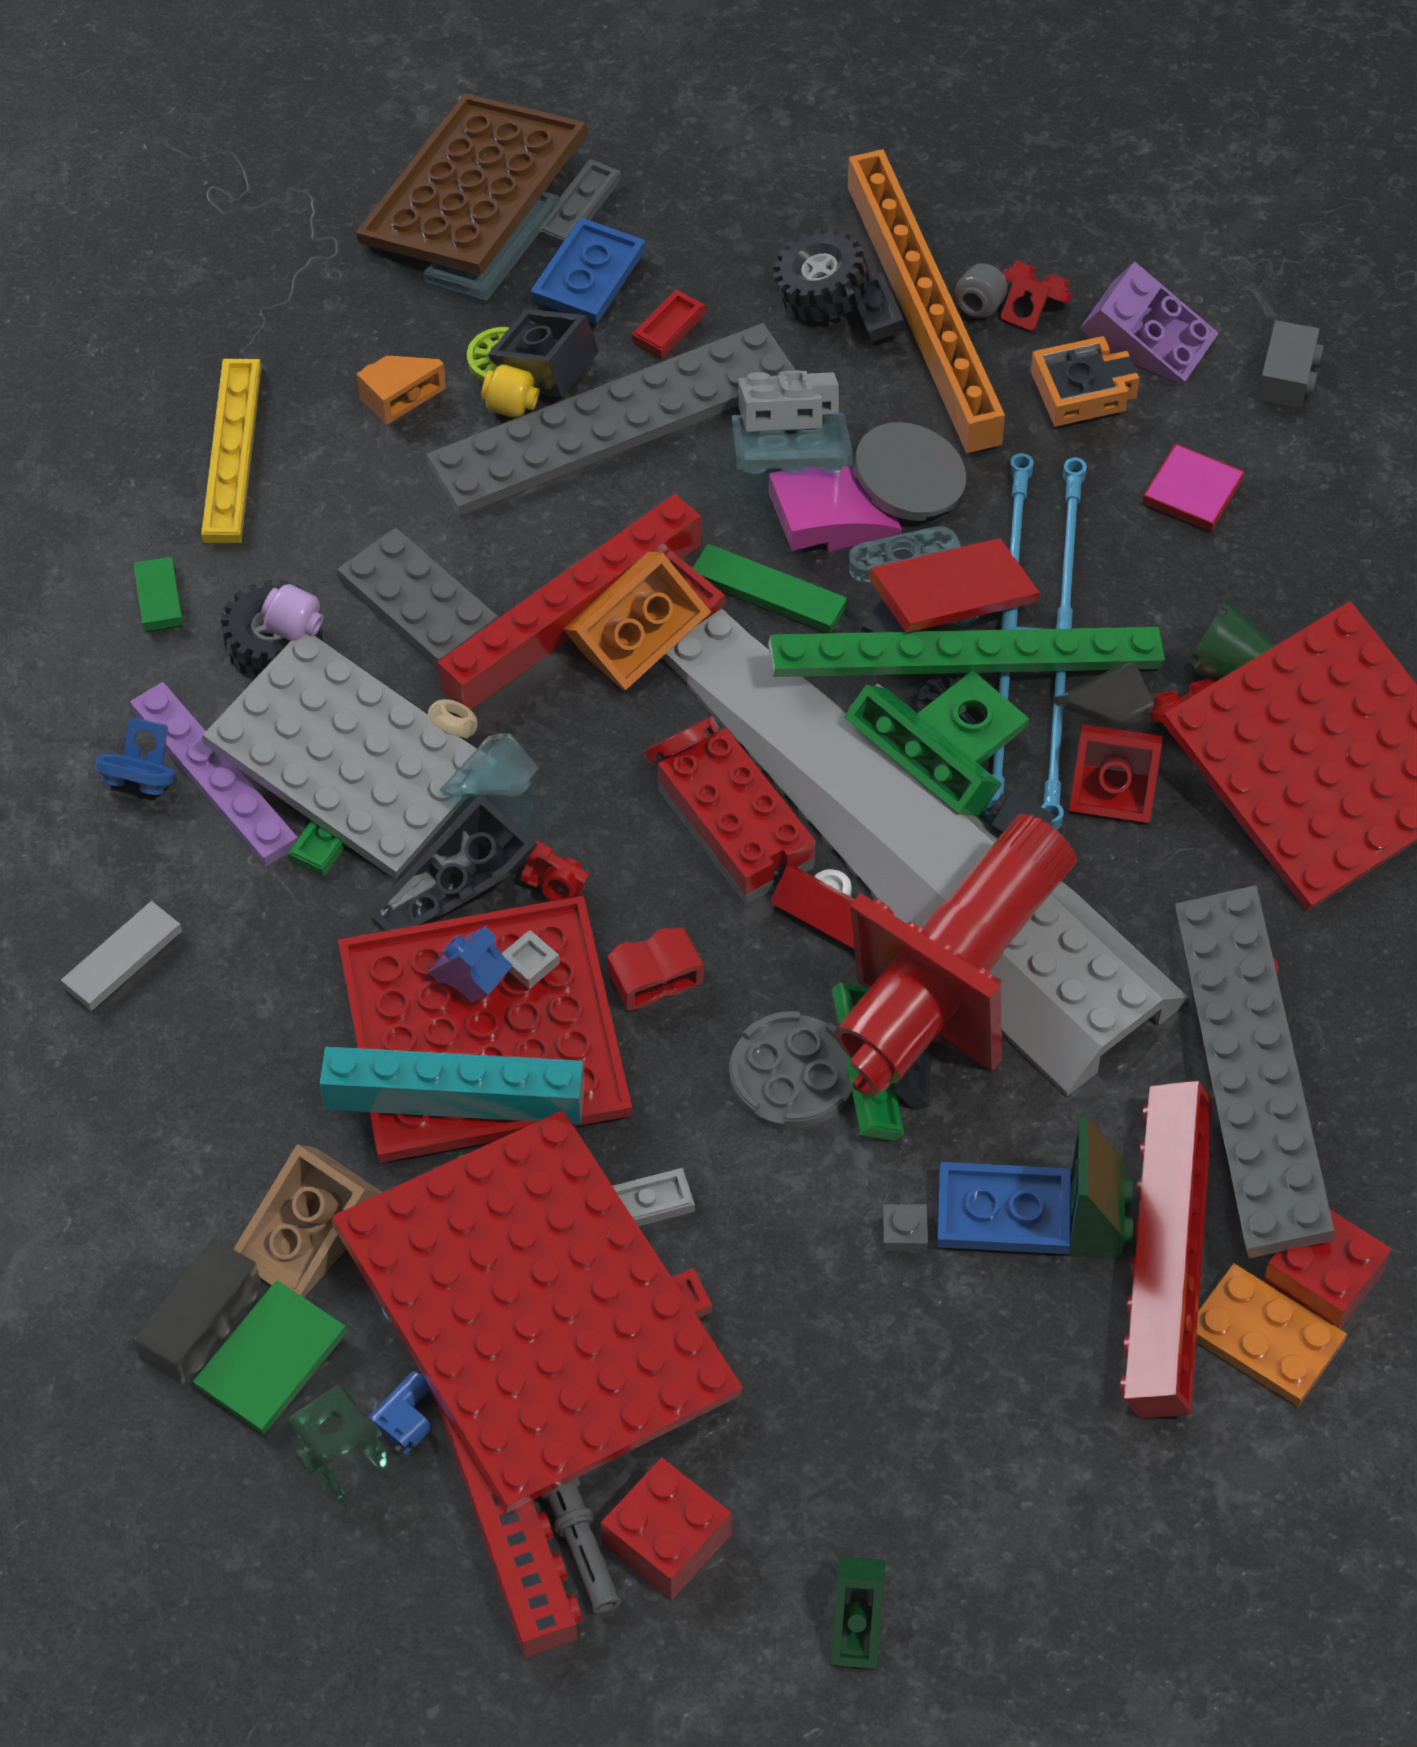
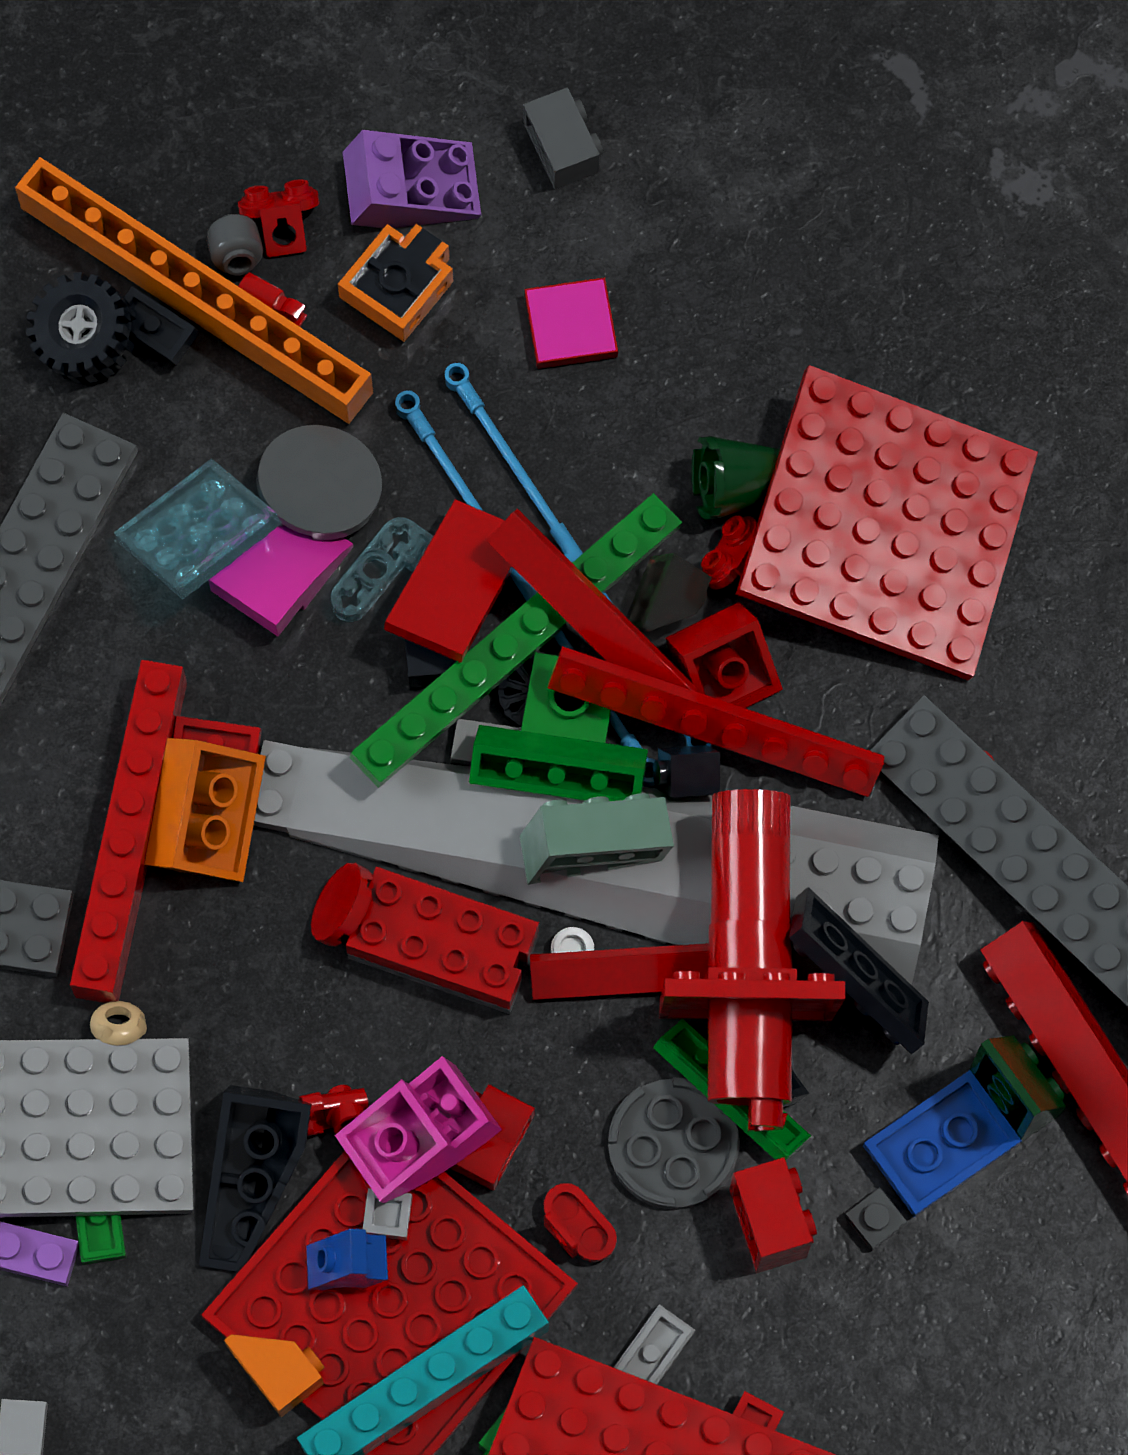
camera: 40 degrees left, 15 degrees up
(357, 1005) = (278, 1369): none -> orange slope
(494, 770) = (202, 1056): clear light blue slope -> none
(601, 916) = (417, 1131): none -> dark pink slope
(668, 1070) = (578, 1224): none -> red bracket
(771, 589) = (286, 687): green tile -> none
(787, 400) = (158, 488): light grey piece -> none
(819, 1156) = (772, 1215): none -> red brick
(906, 801) = (595, 834): none -> sand green wedge
(980, 341) = (274, 298): none -> red bar
(1033, 1025) = (868, 977): none -> black plate
(1034, 663) = (580, 600): none -> red tile
(1073, 799) = (715, 721): none -> red plate

